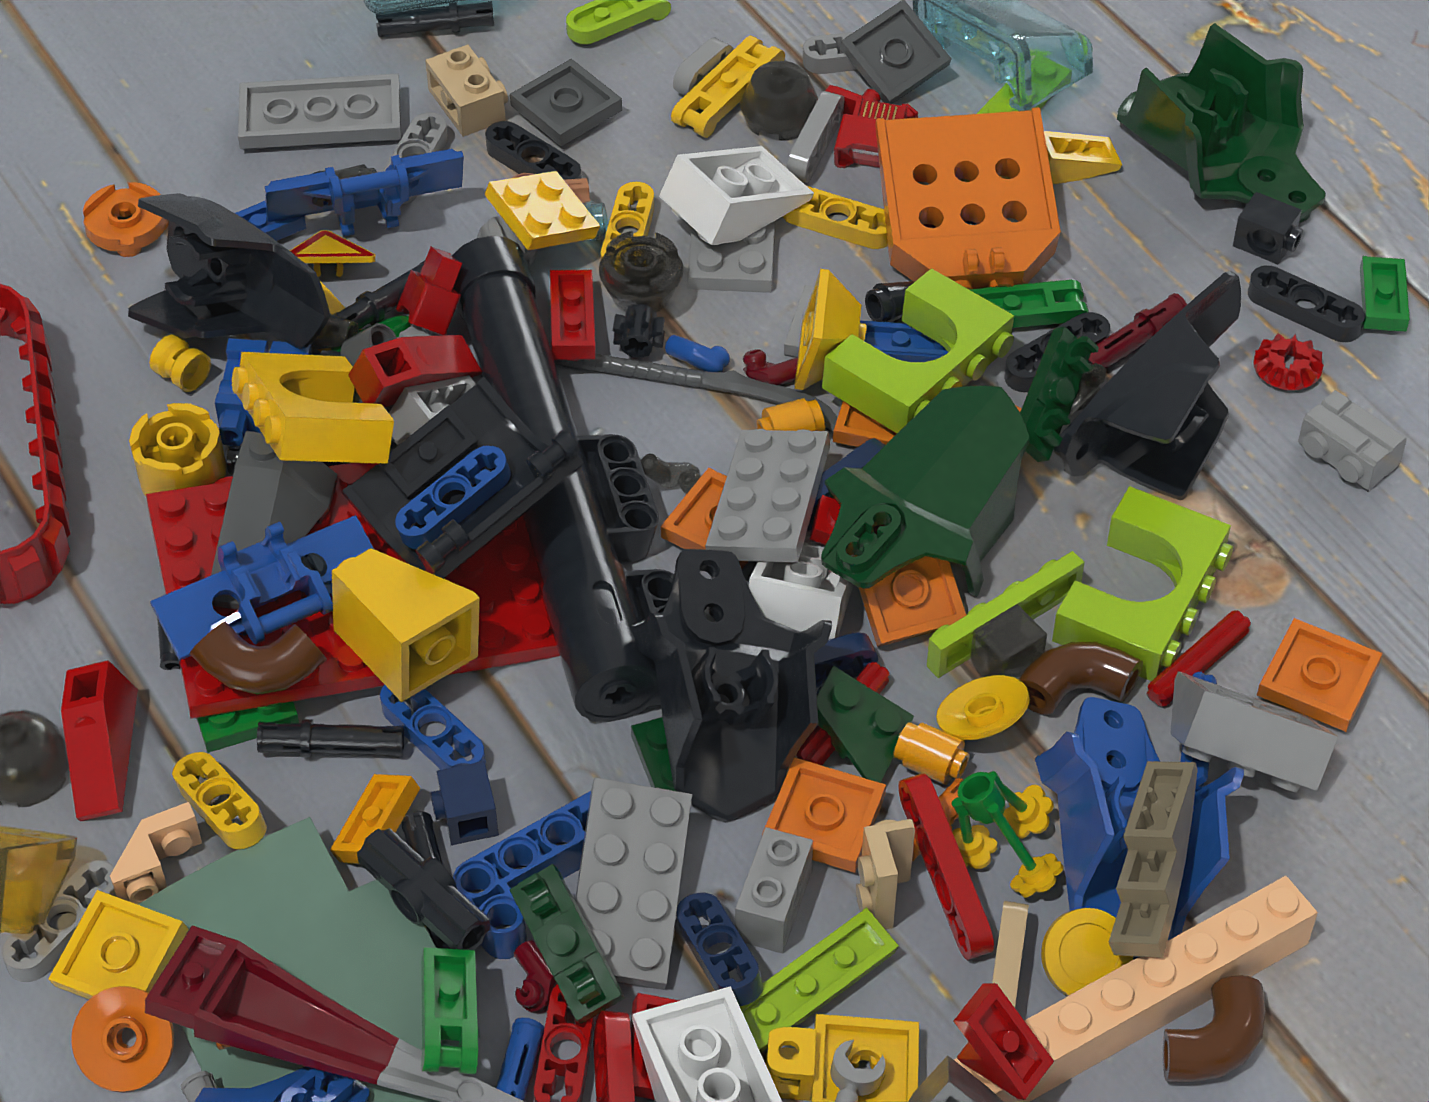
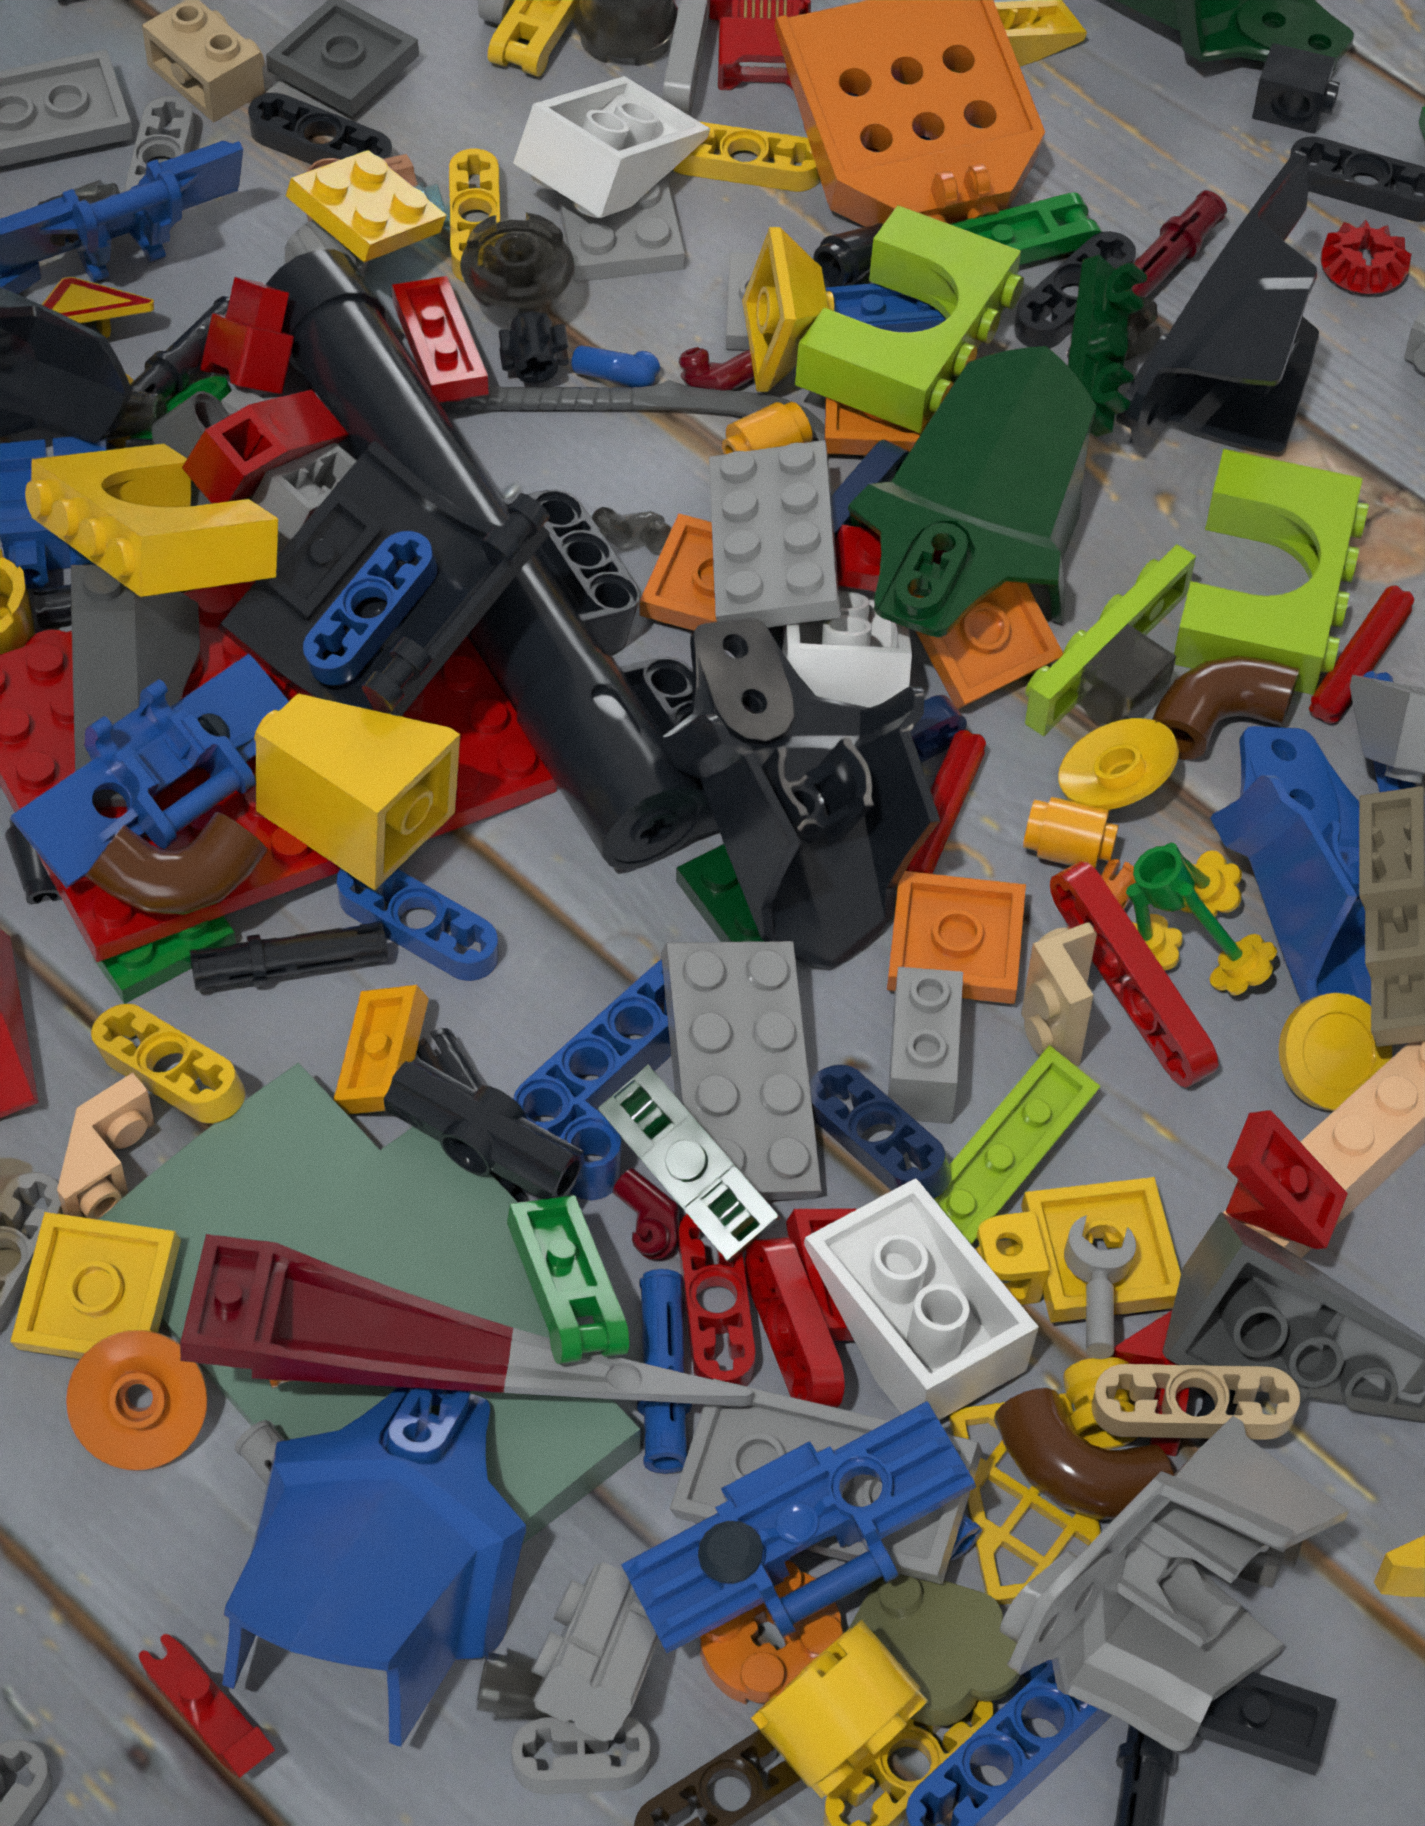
camera: 15 degrees left, 5 degrees up
(465, 803) = (494, 1006): dark blue brick -> none
(860, 723) = (978, 813): dark green wing -> none
(1010, 948) = (1238, 1069): tan beam -> none

